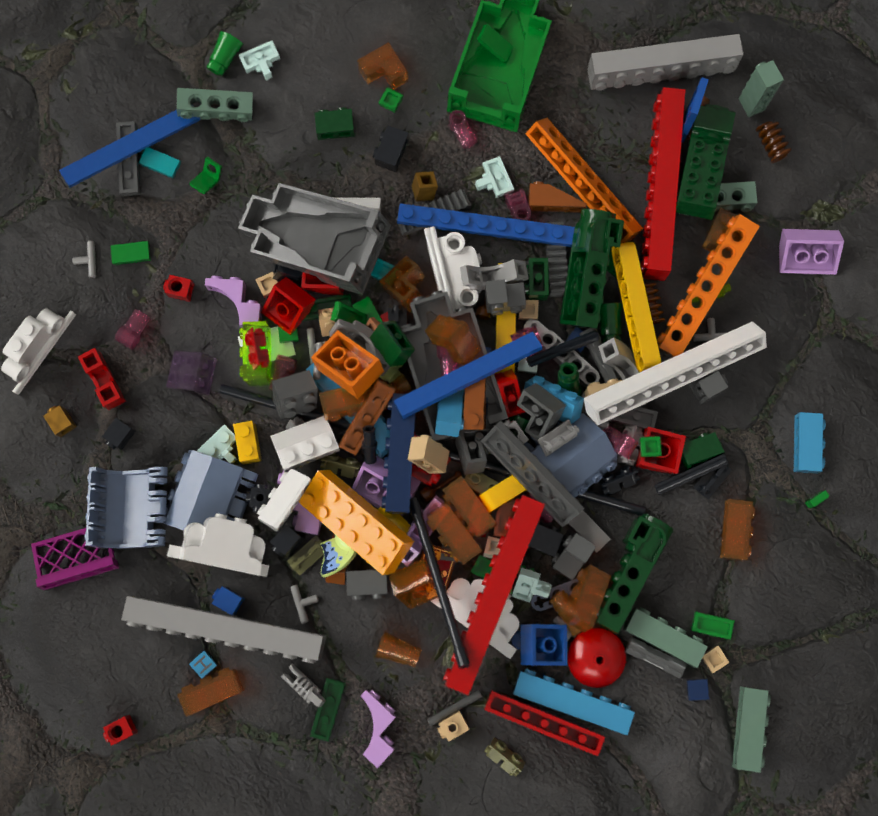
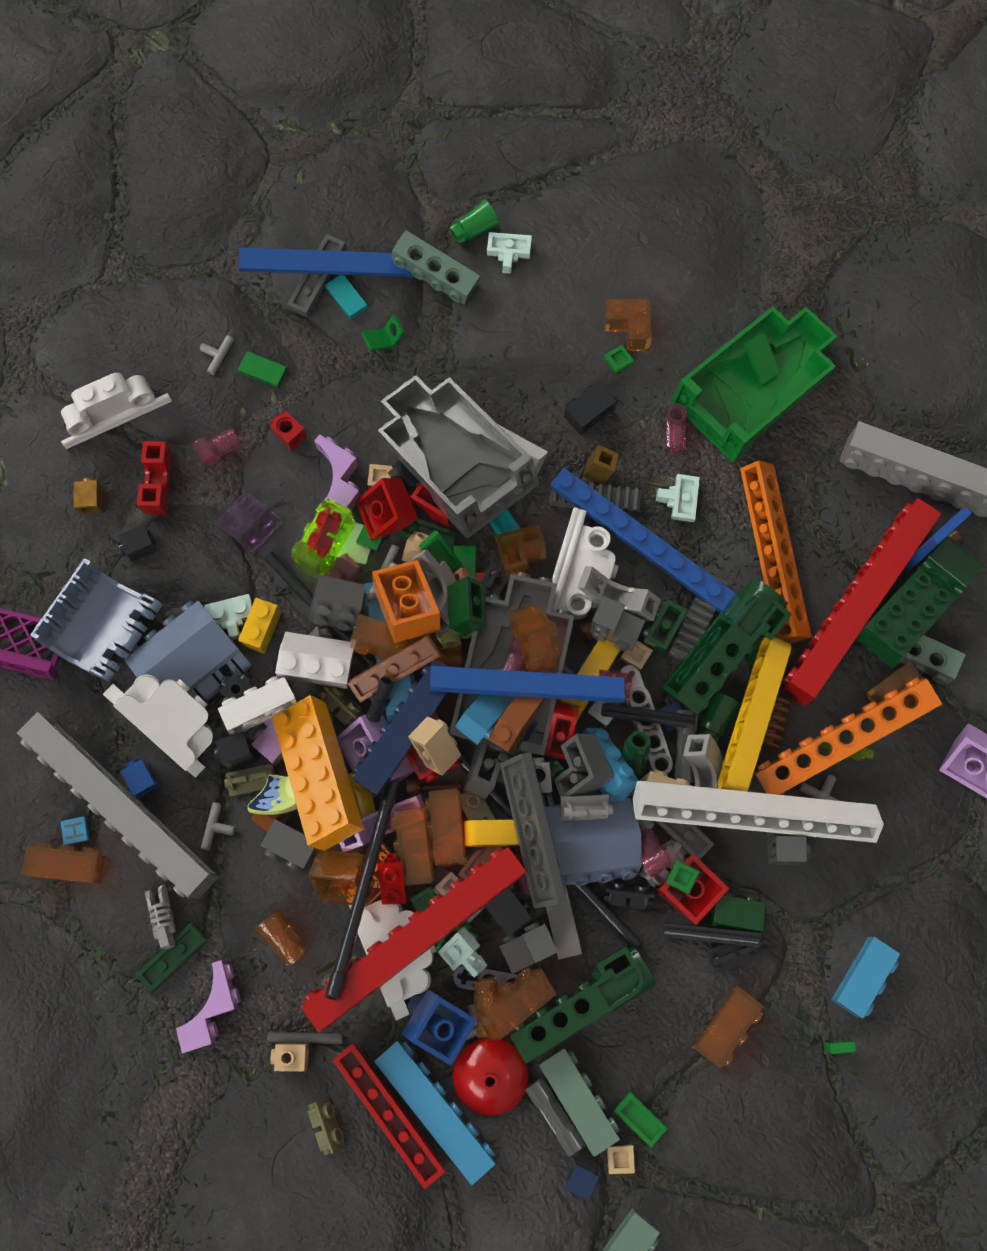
camera: 30 degrees right, 5 degrees down
(334, 124) = (545, 352): dark green brick -> none
(453, 565) = (391, 880): none -> red hinge
(518, 204) = (690, 538): clear pink piece -> none
(550, 199) = (726, 549): dark orange slope -> none

